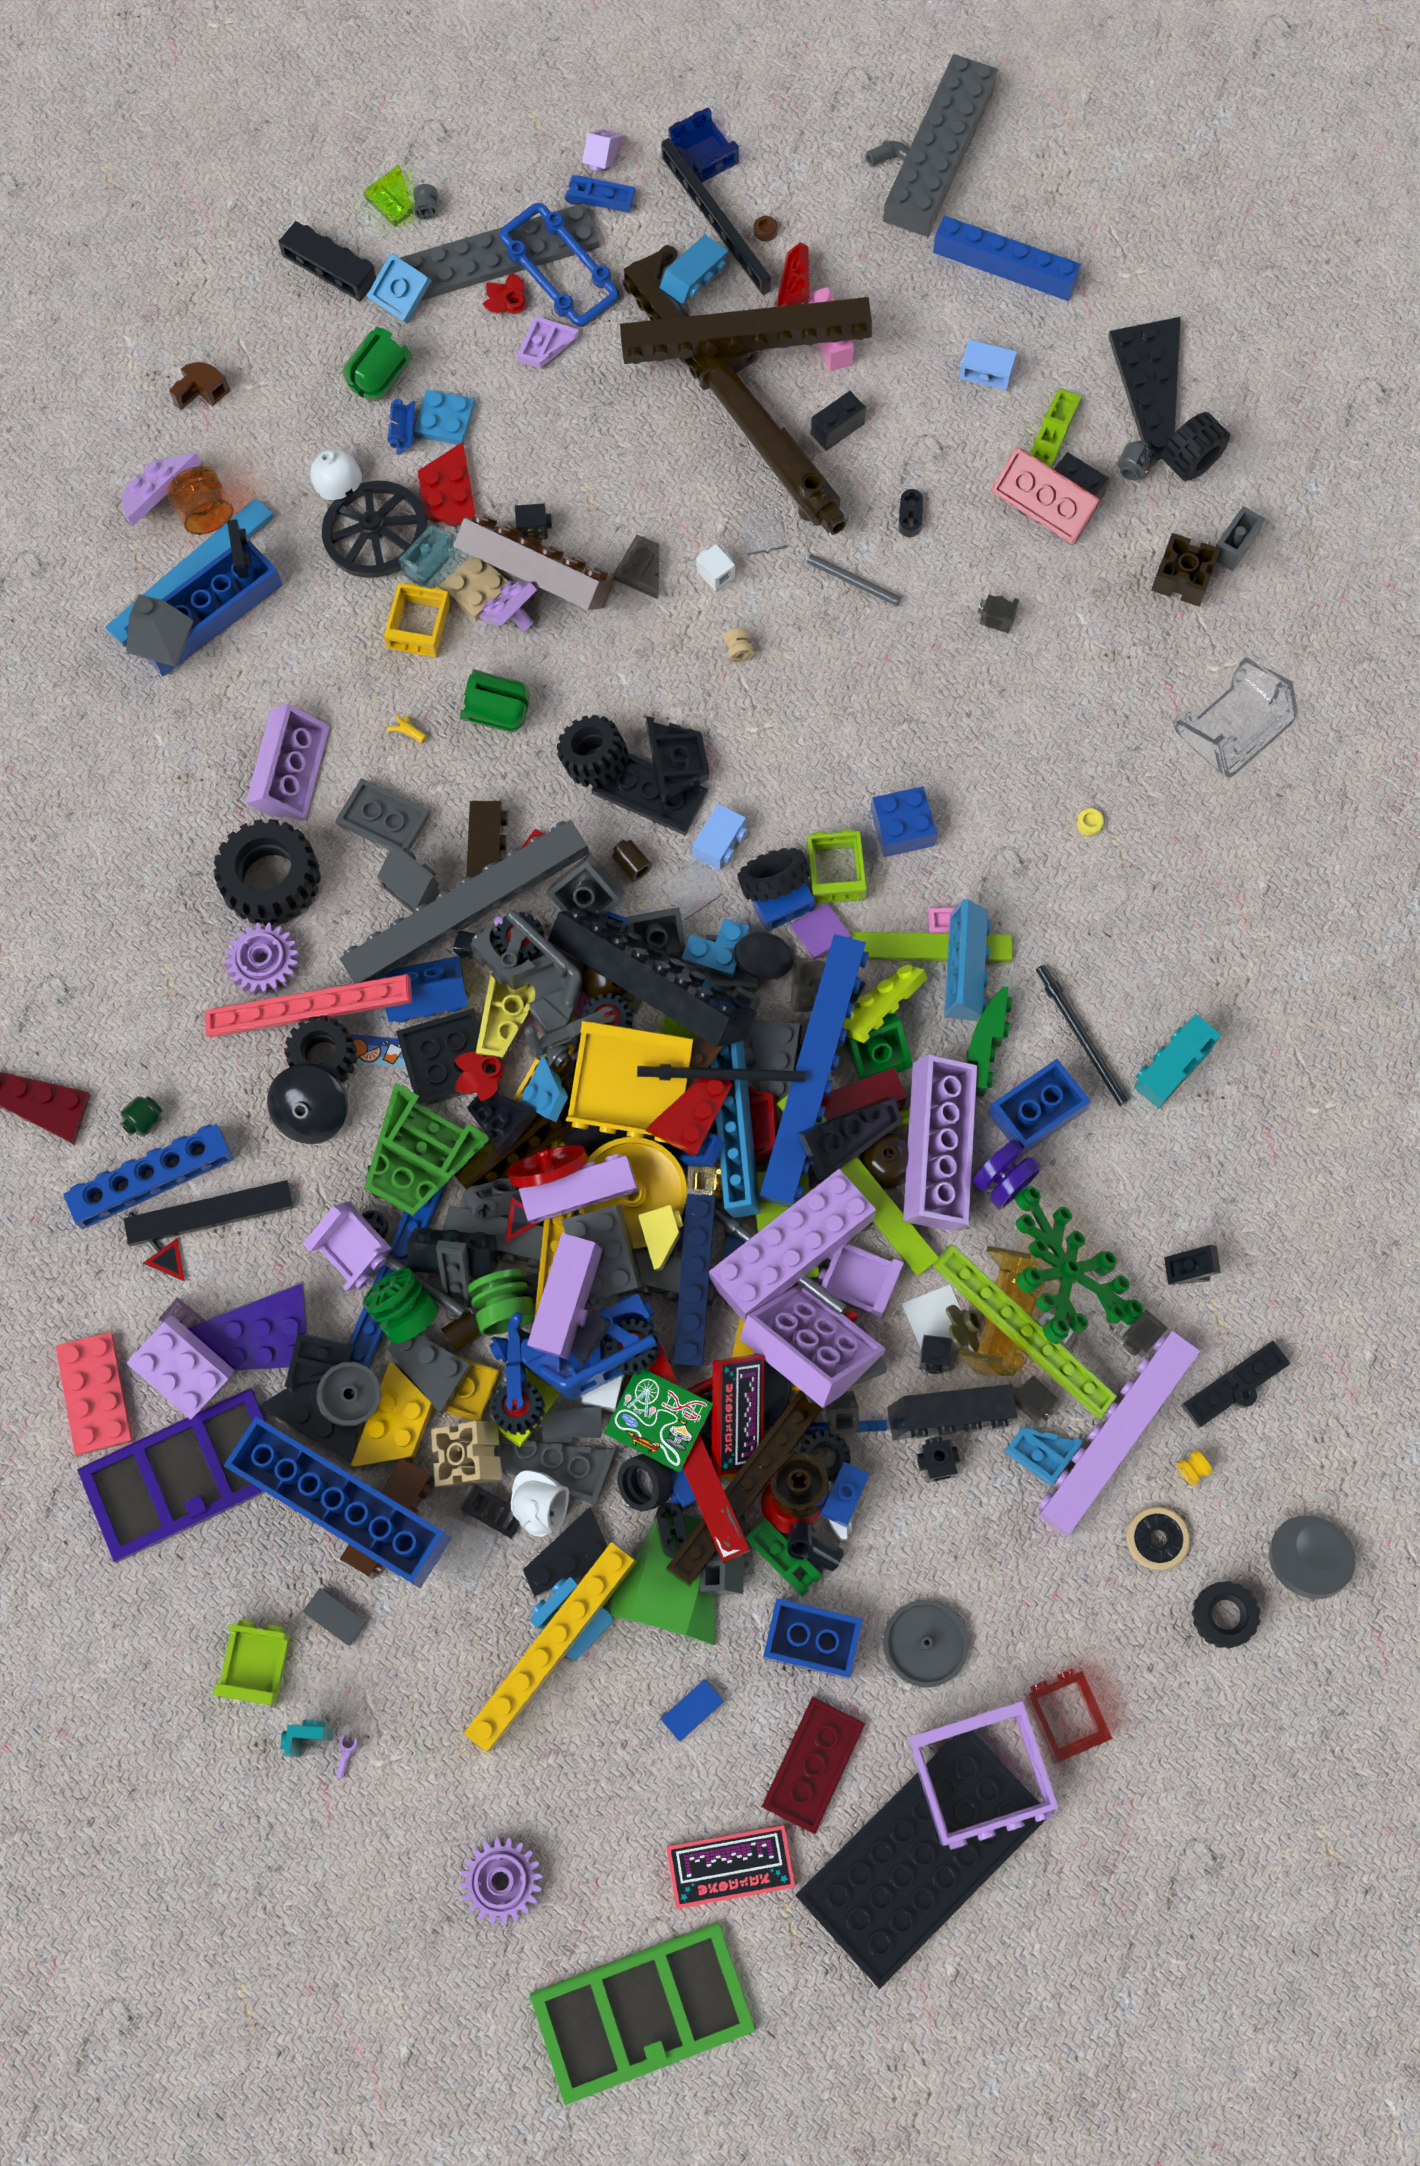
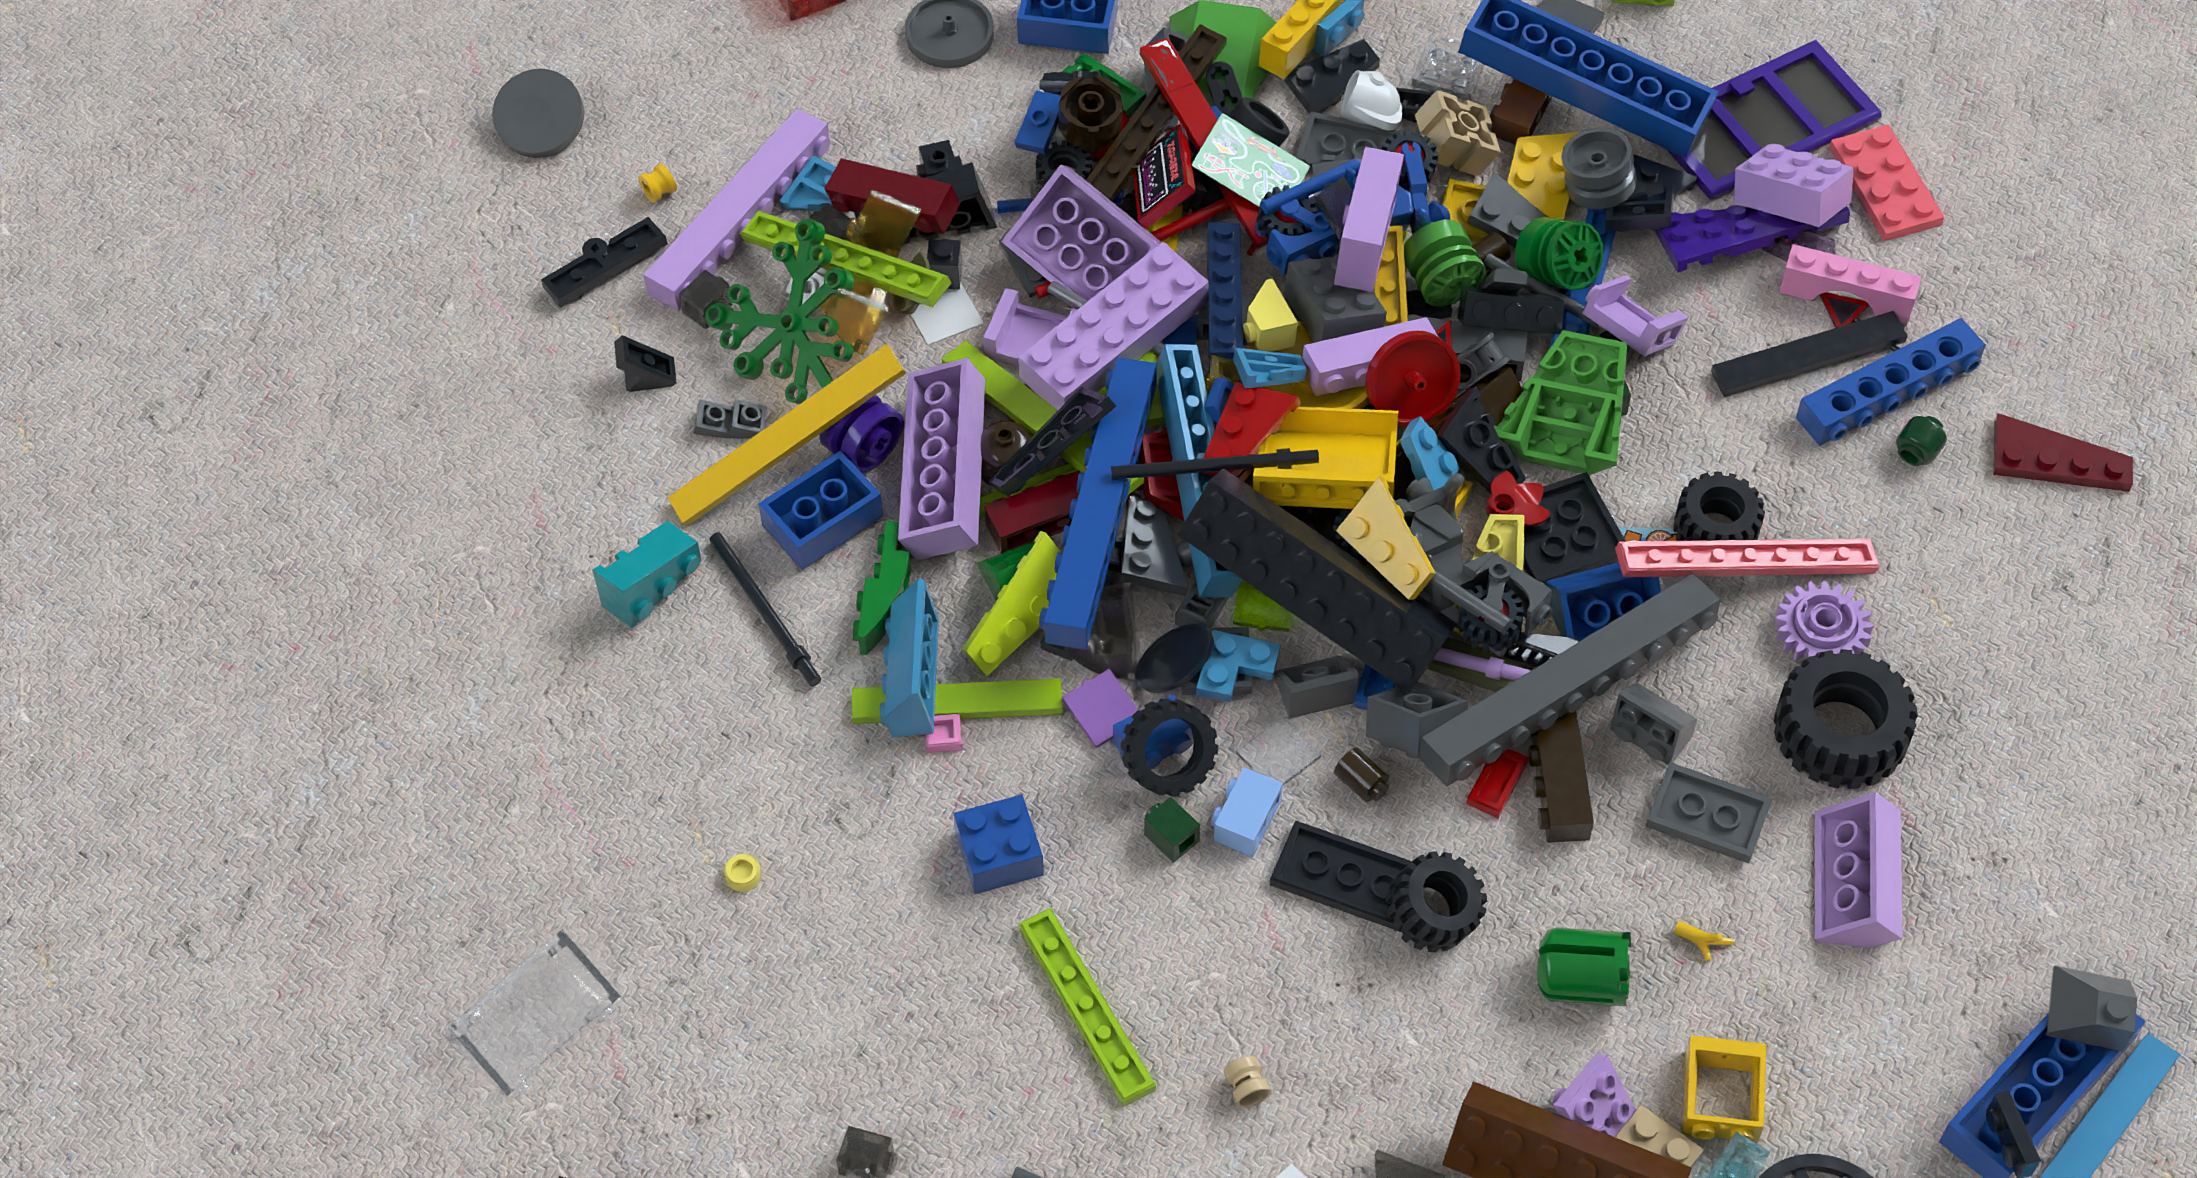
camera: 175 degrees right, 15 degrees down
(157, 1273) = (1816, 272): none -> bright pink arch
(320, 1096) = (1721, 454): black dish -> none
(595, 987) = (1386, 542): none -> yellow wing
(668, 1172) = (1268, 368): none -> dark azure wing
(677, 758) = (1318, 910): black wing -> none
(776, 827) = (1171, 829): none -> dark green brick
(840, 890) = (1080, 752): lime window -> none
(845, 711) = (1087, 1007): none -> lime tile
(983, 1399) = (854, 181): none -> dark red brick
(1067, 1157) = (786, 435): none -> yellow tile
(1116, 1214) = (725, 421): none -> dark grey slope
(1145, 1551) = (686, 117): wheel -> none
(1248, 1614) = (634, 47): black tyre -> none

